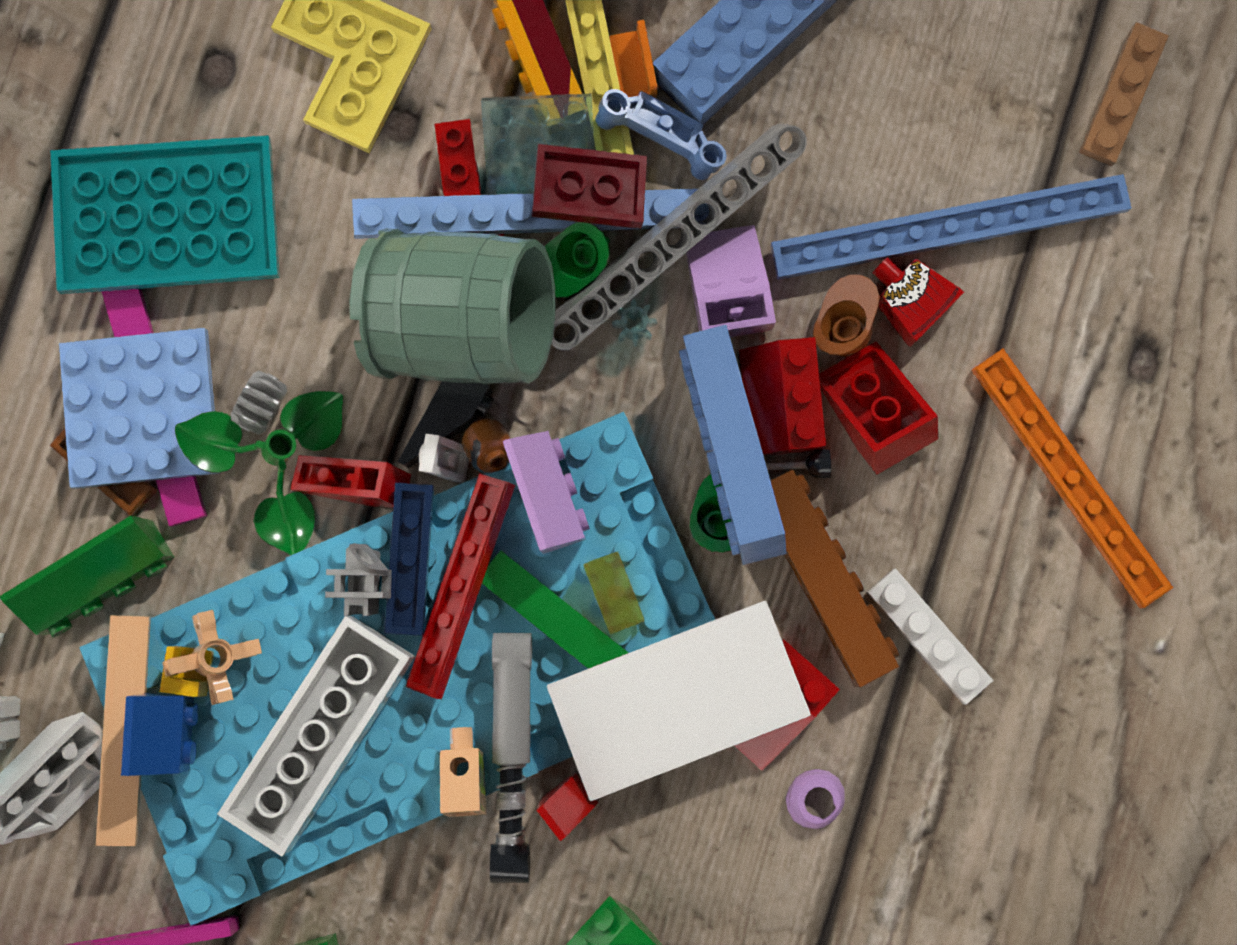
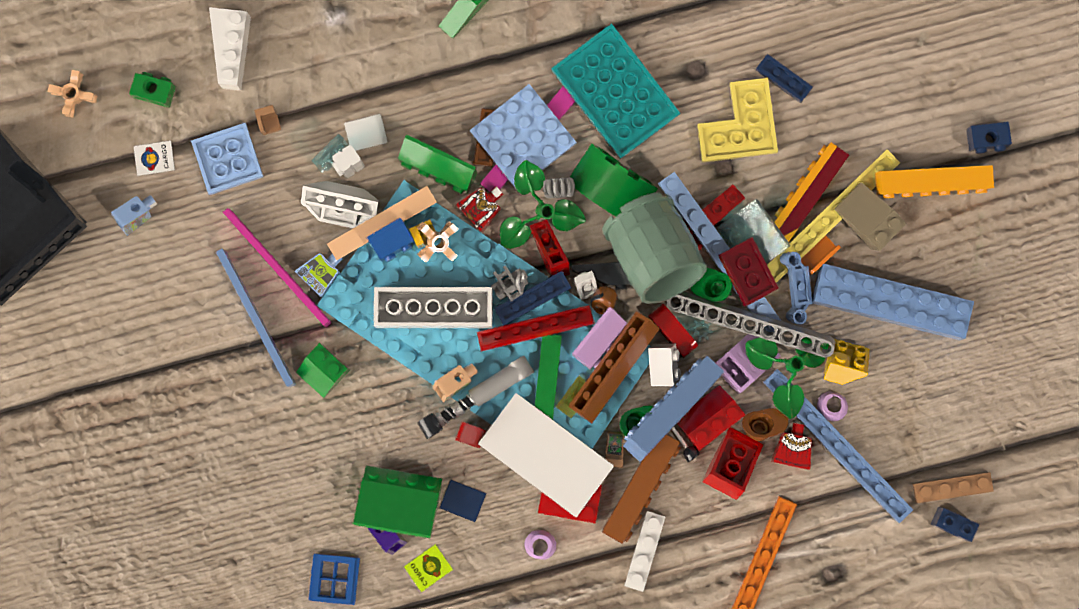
camera: 60 degrees right, 0 degrees up
(139, 885) = (319, 272): none -> torso
(208, 548) = (481, 207): none -> torso
(297, 318) = (607, 182): none -> green panel
(606, 498) = (614, 367): none -> dark orange brick
(607, 367) = (673, 330): none -> red beam
(653, 415) = (663, 364): none -> white brick
(666, 881) = (462, 500): none -> dark blue sticker
(734, 249) = (785, 398): none -> green plant
(737, 580) = (614, 449): none -> leg
(834, 130) = (846, 363): none -> yellow slope
(875, 212) = (822, 406): none -> lavender piece
(1185, 125) = (955, 524): none -> dark blue brick

